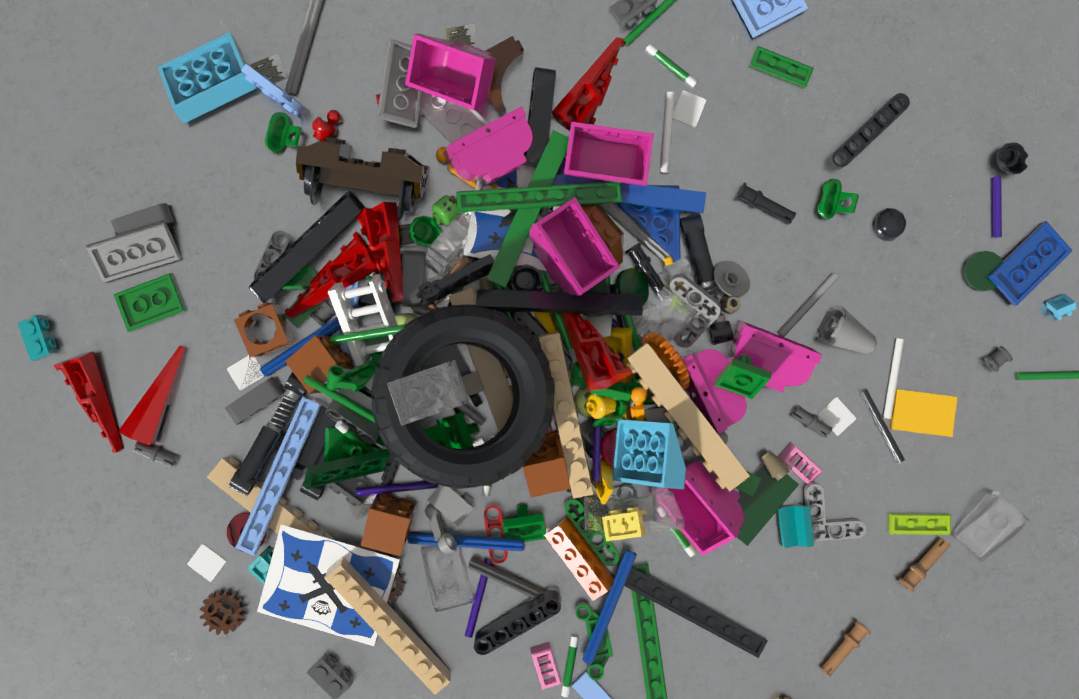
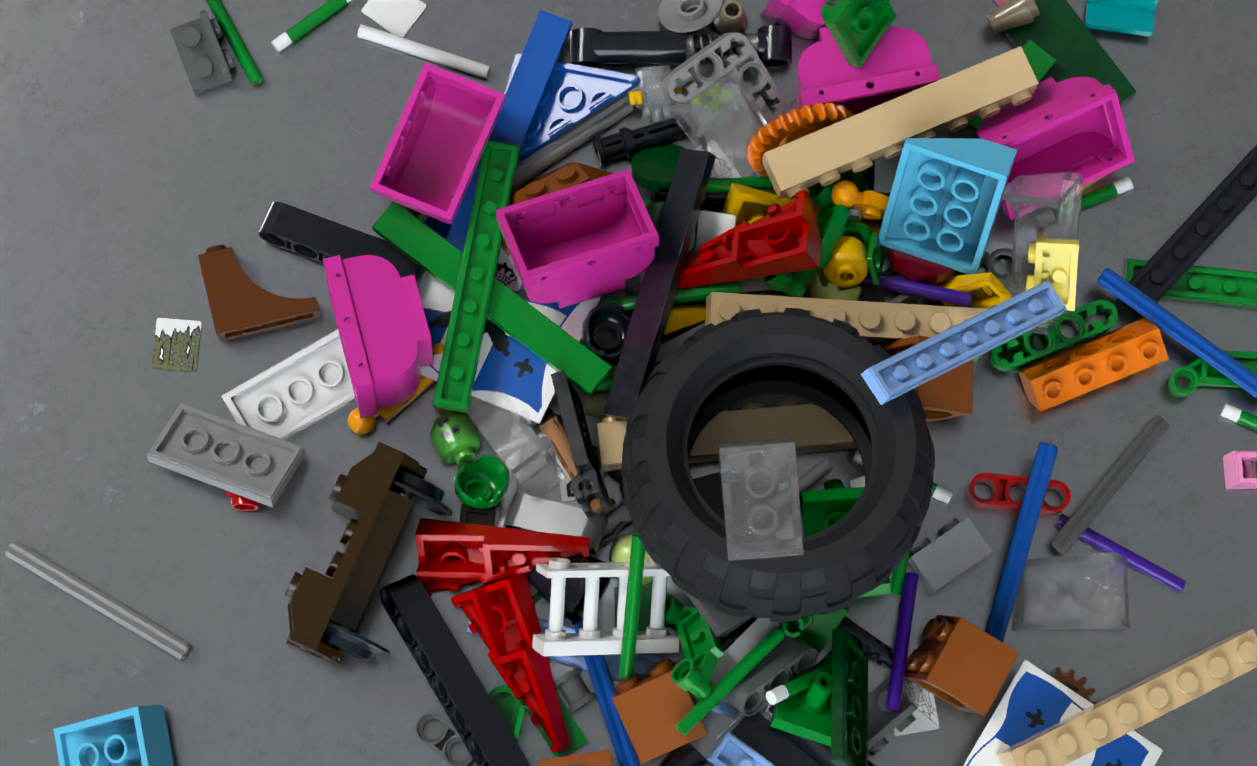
camera: 80 degrees left, 10 degrees down
(271, 68) = (138, 680): sticker -> none
(274, 91) = (180, 667): light blue plate -> none
(280, 131) = (249, 685): green bracket -> none
(326, 129) = (265, 604): red animal -> none
(445, 540) = (1010, 575): light grey piece -> none
(450, 70) = (231, 362): dark pink container -> none
(513, 630) = (1189, 507): black beam -> none
(525, 526) = (1019, 438): green tile -> none
(559, 484) = (963, 342): none -> light blue tile
(588, 93) = (322, 159): red wedge -> none

